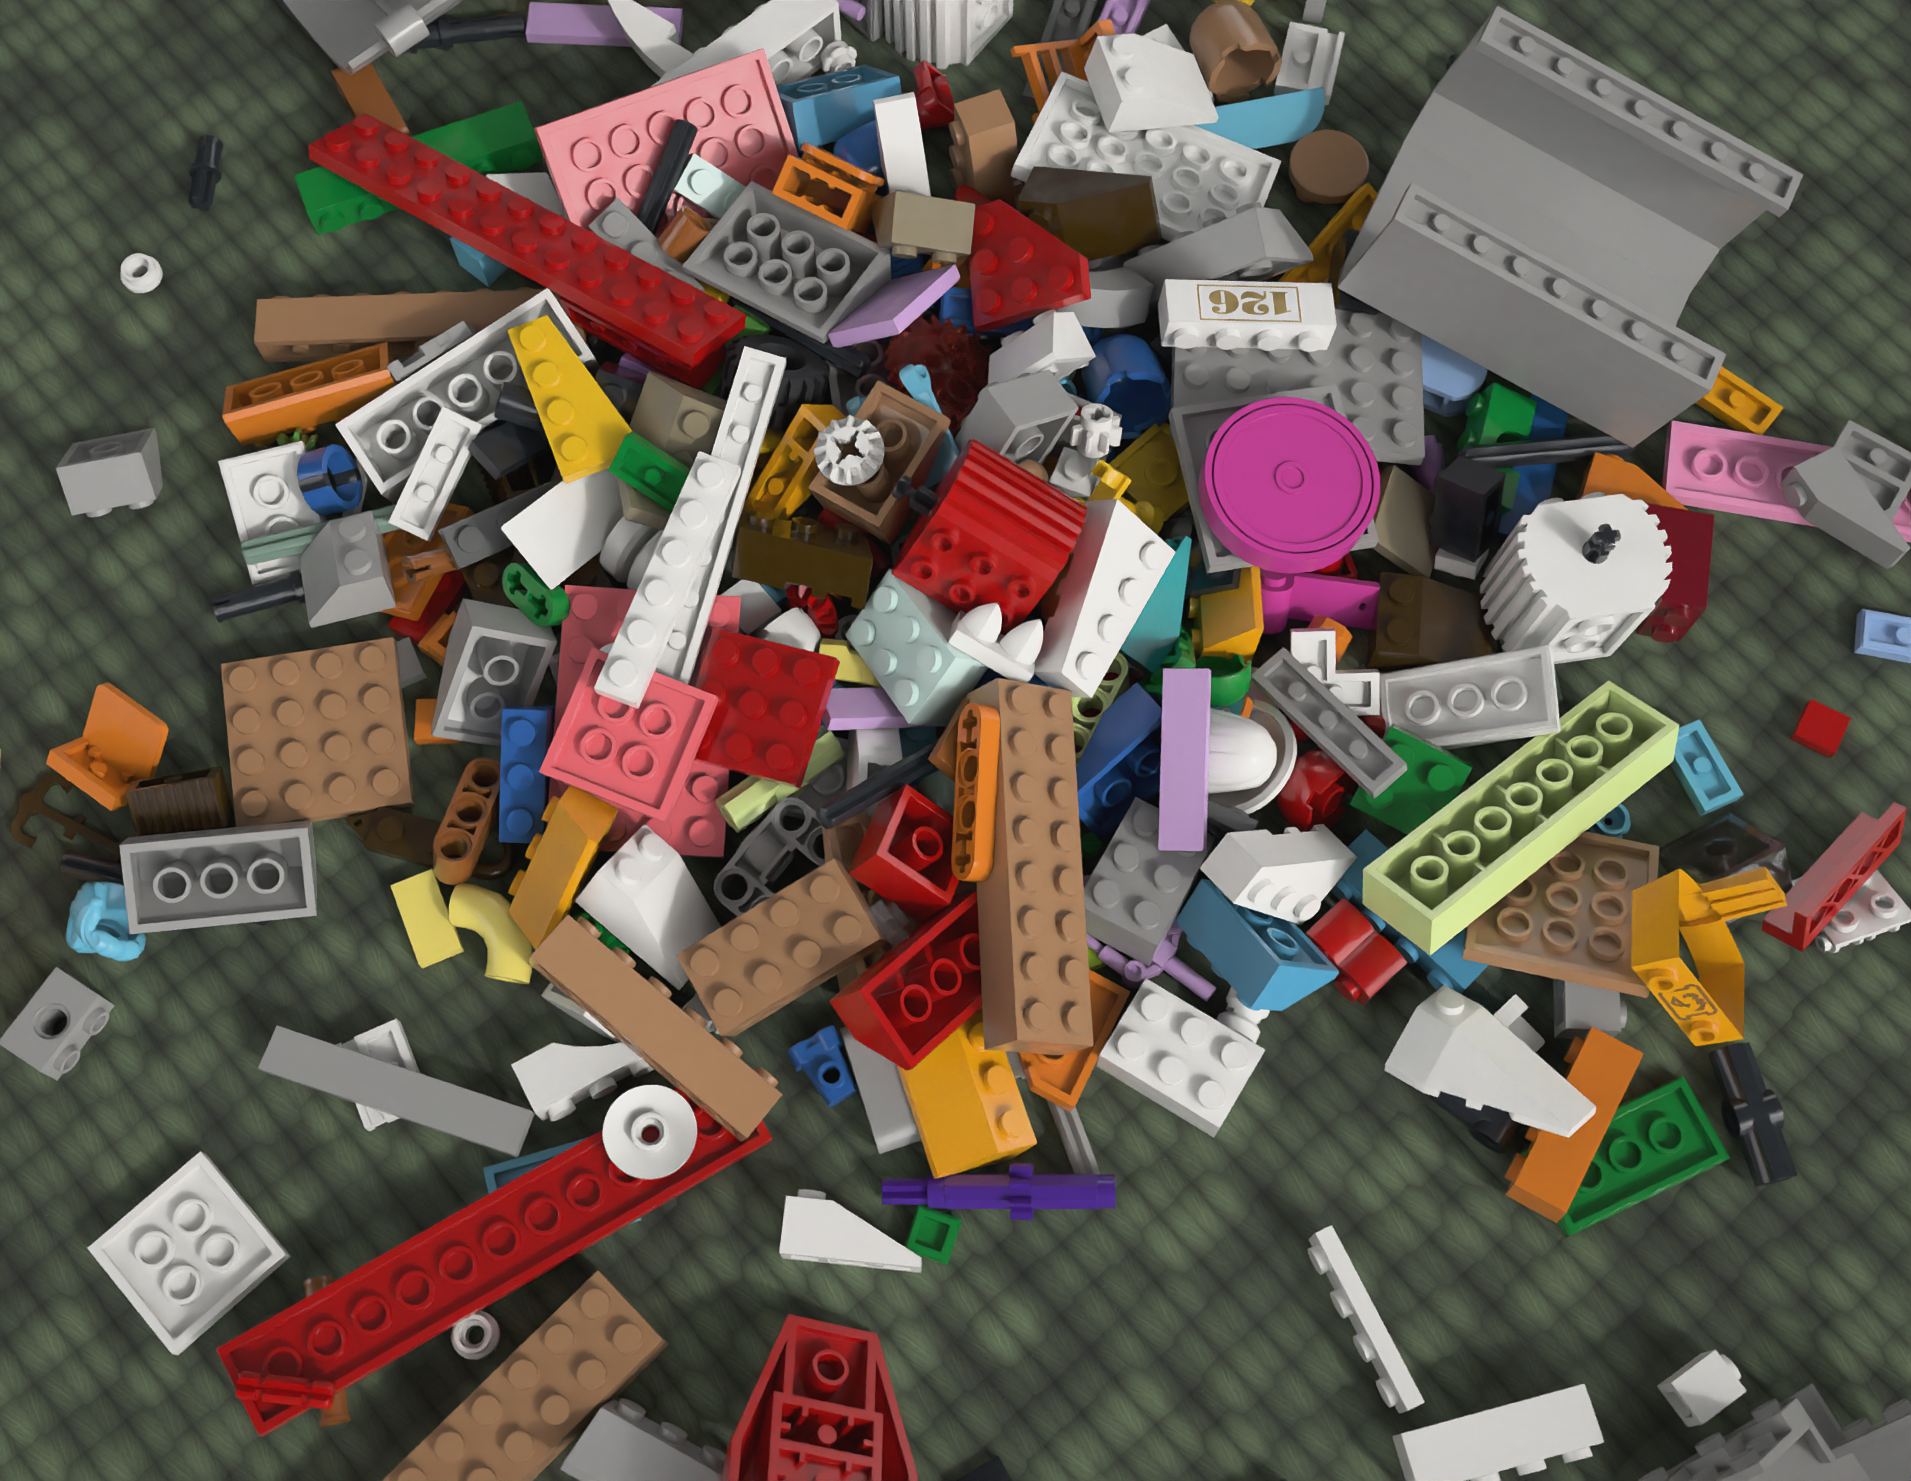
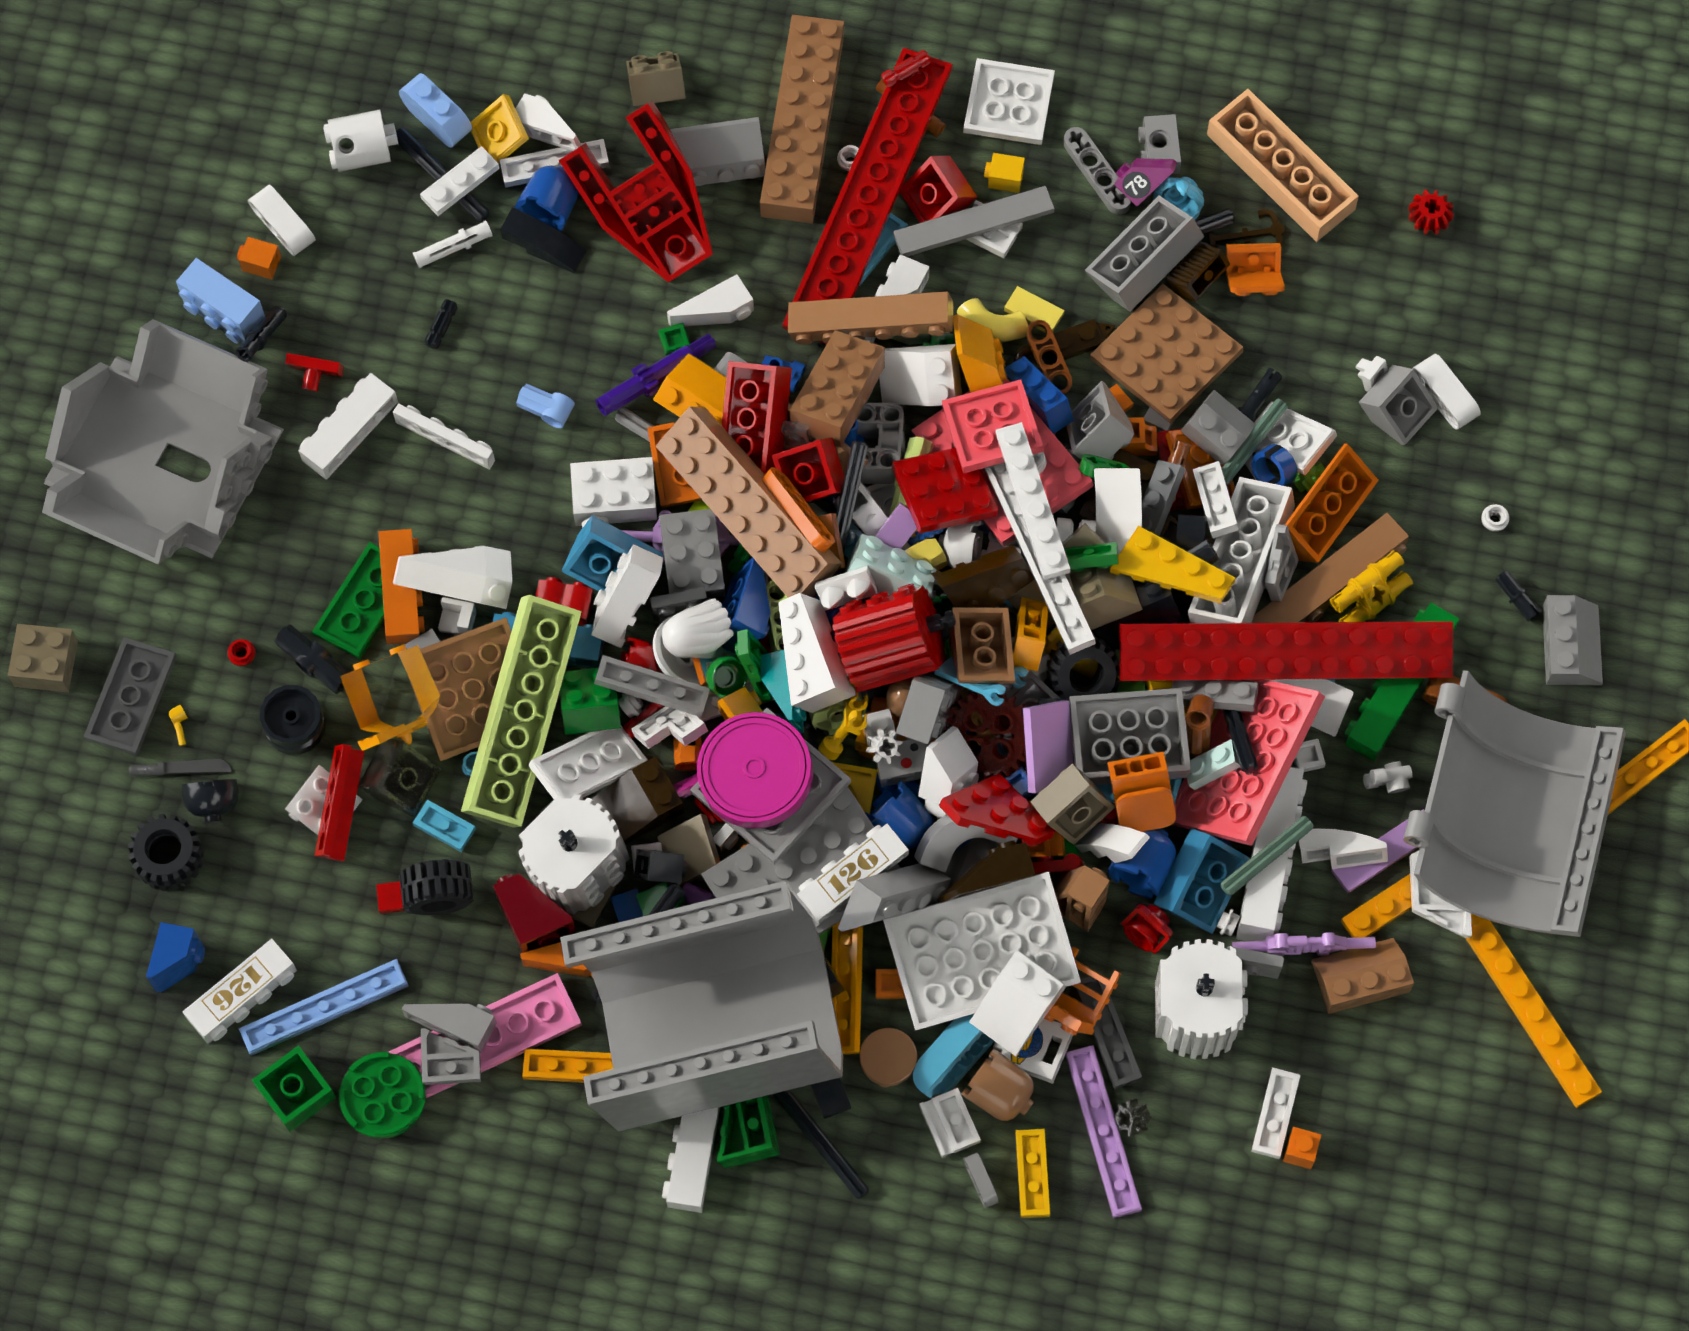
camera: 145 degrees right, 0 degrees up
(44, 437) = (1447, 391): none -> white beam
(105, 527) = (1371, 371): none -> white tile
(120, 977) = (1143, 177): none -> magenta slope
(162, 1056) = (1093, 172): none -> light grey beam
(205, 91) = (1571, 641): none -> light grey slope
(290, 1141) = (1005, 172): none -> yellow brick
(358, 273) = (1372, 590): none -> yellow pin
(403, 1179) = (937, 189): none -> red slope
(532, 82) = (1393, 776): none -> white plate
(645, 1108) = (835, 267): white dish -> none
(749, 39) = (1266, 855): none -> sand green axle
(852, 469) = (987, 635): white gear -> none
(1180, 1251) = (551, 408): none -> light blue piece
(1184, 760) = (708, 601): lavender tile -> none
(1703, 1387) = (265, 512): white brick -> none
(1771, 674) = (436, 887): none -> black tyre
(1837, 1037) = (292, 719): none -> black wheel
(1861, 1196) = (237, 646): none -> red plate

